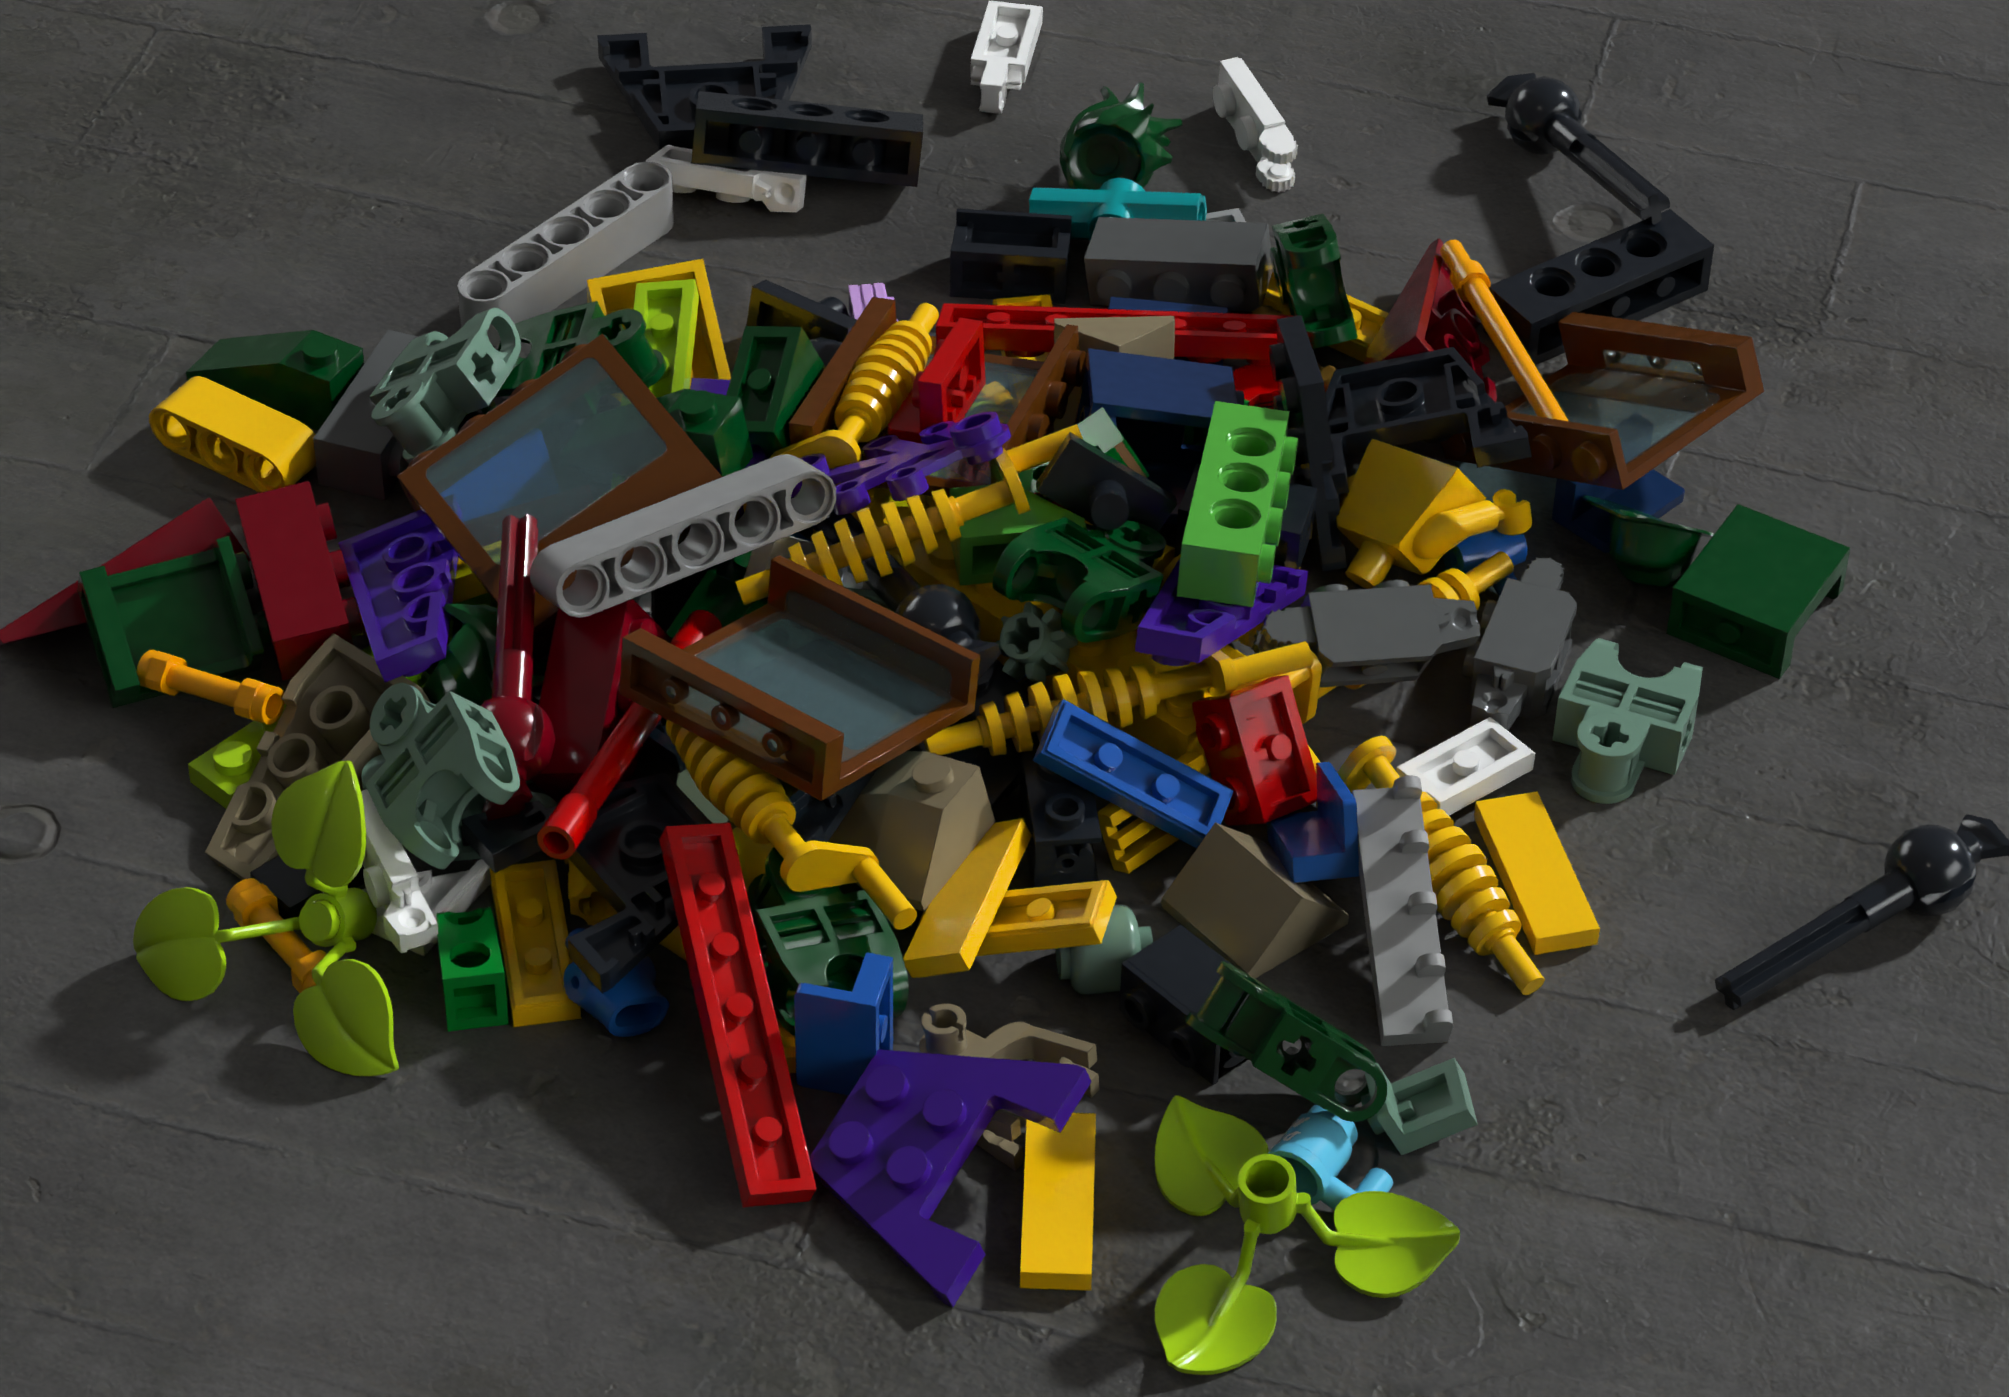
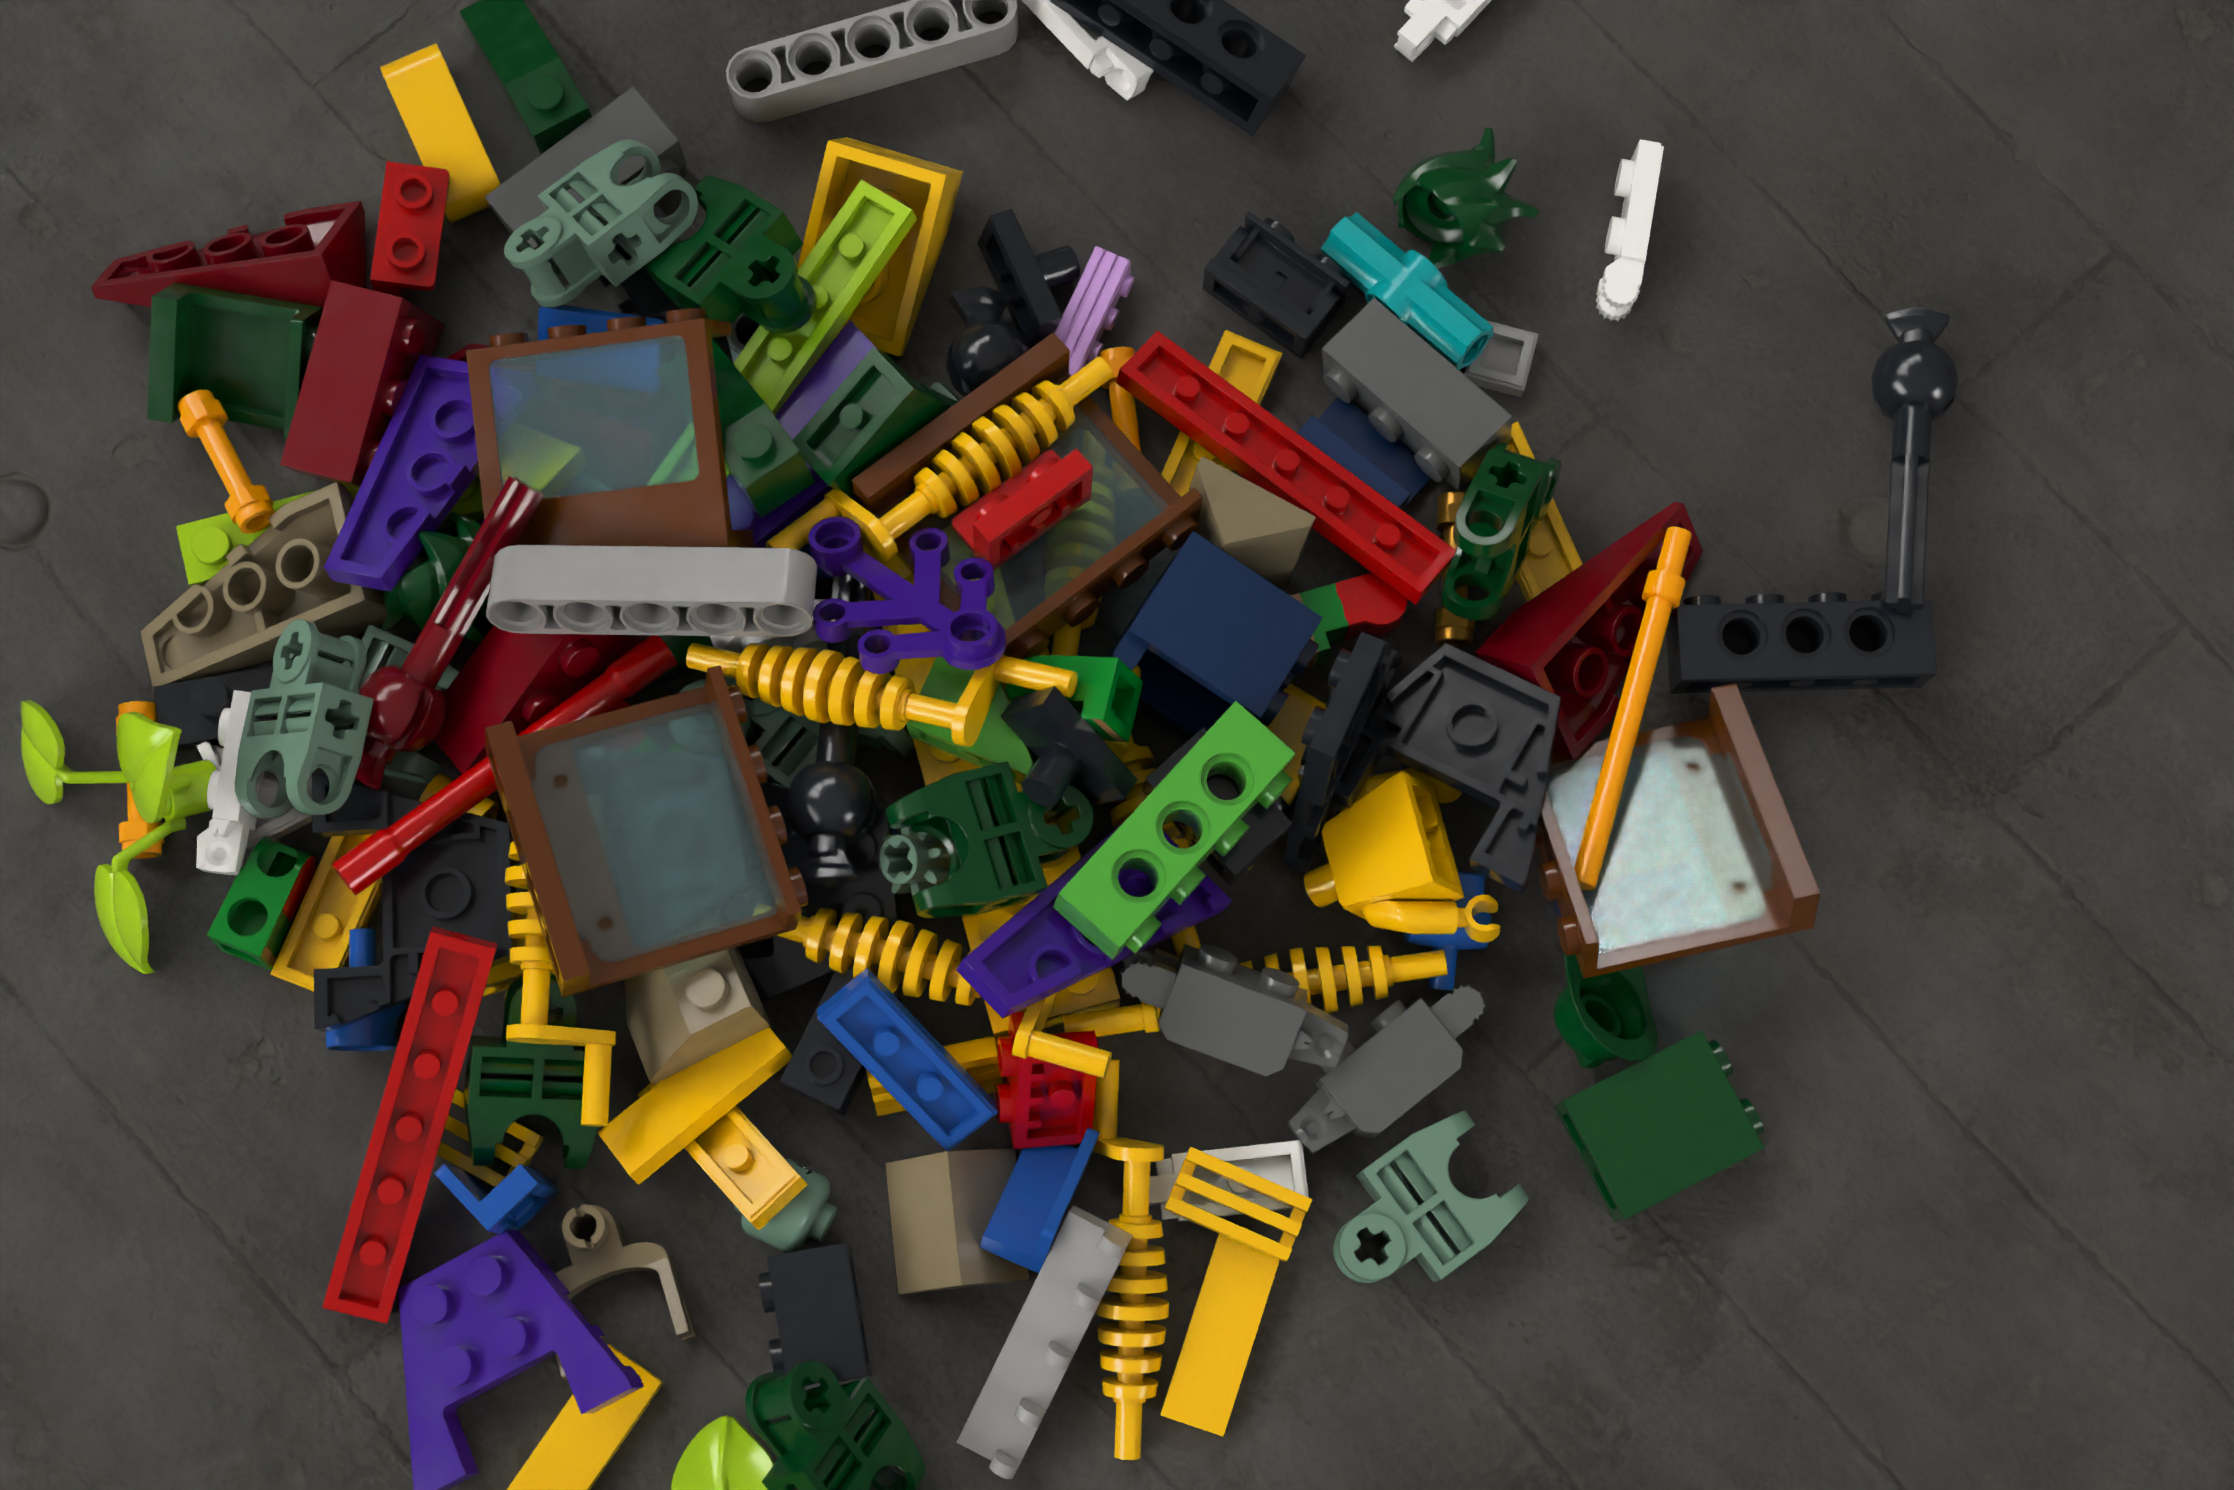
camera: 30 degrees right, 35 degrees up
(244, 468) = (409, 228): none -> red bracket
(1479, 763) = (1289, 1226): none -> yellow tile

